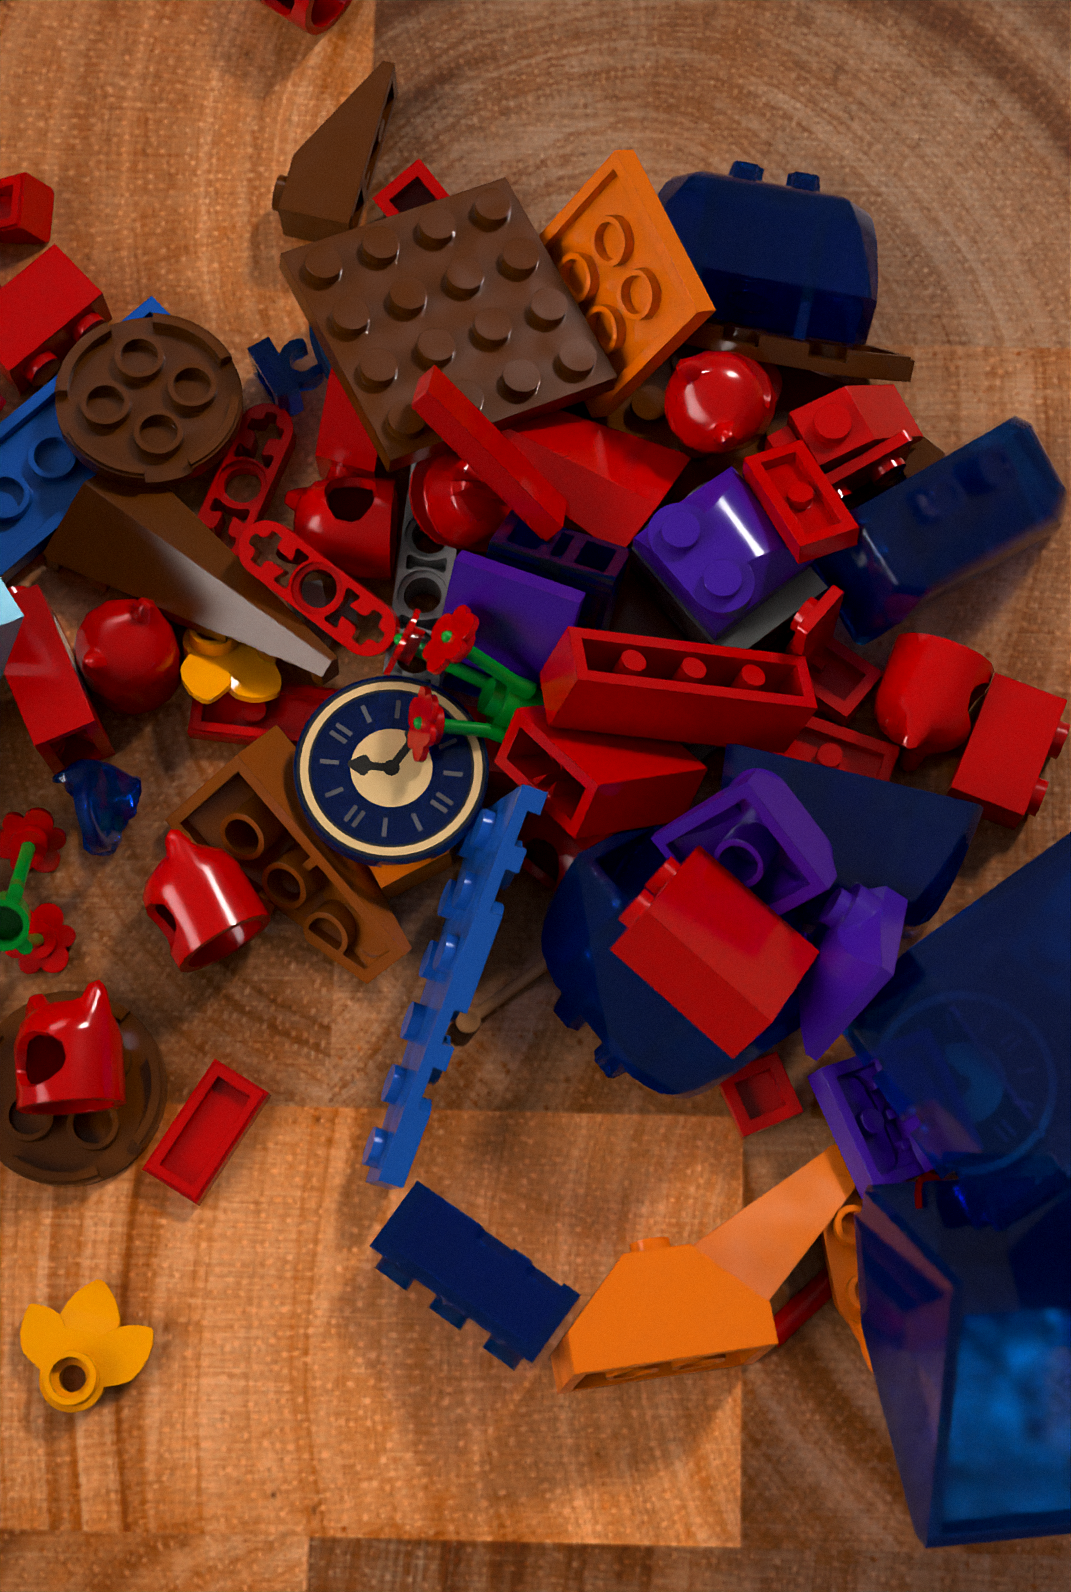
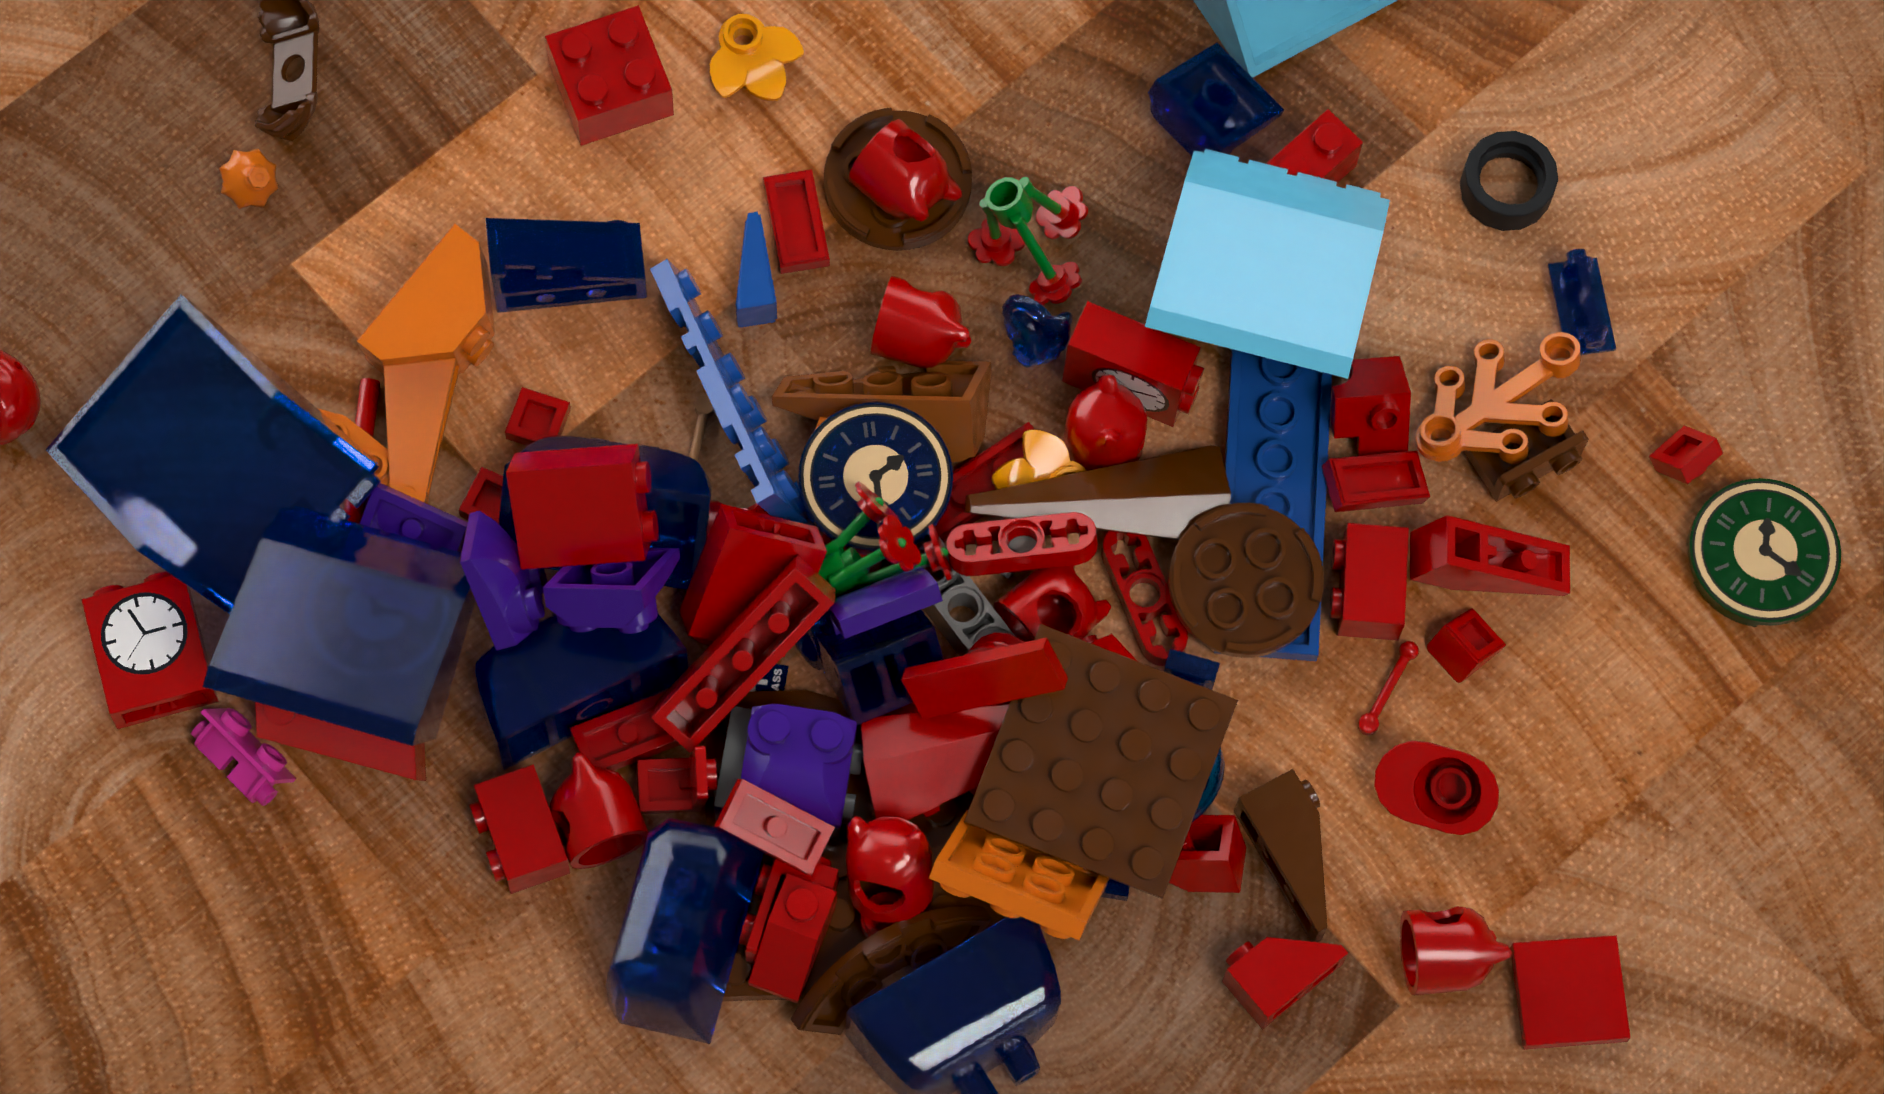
camera: 130 degrees right, 5 degrees down
(164, 220) = (1369, 722): none -> red hinge
(168, 94) = (1437, 787): none -> red piece
(244, 1452) = (609, 75): none -> red brick
(309, 1093) = (755, 291): none -> blue slope
(453, 73) = (1278, 974): none -> red slope
(644, 1141) = (536, 417): none -> red plate

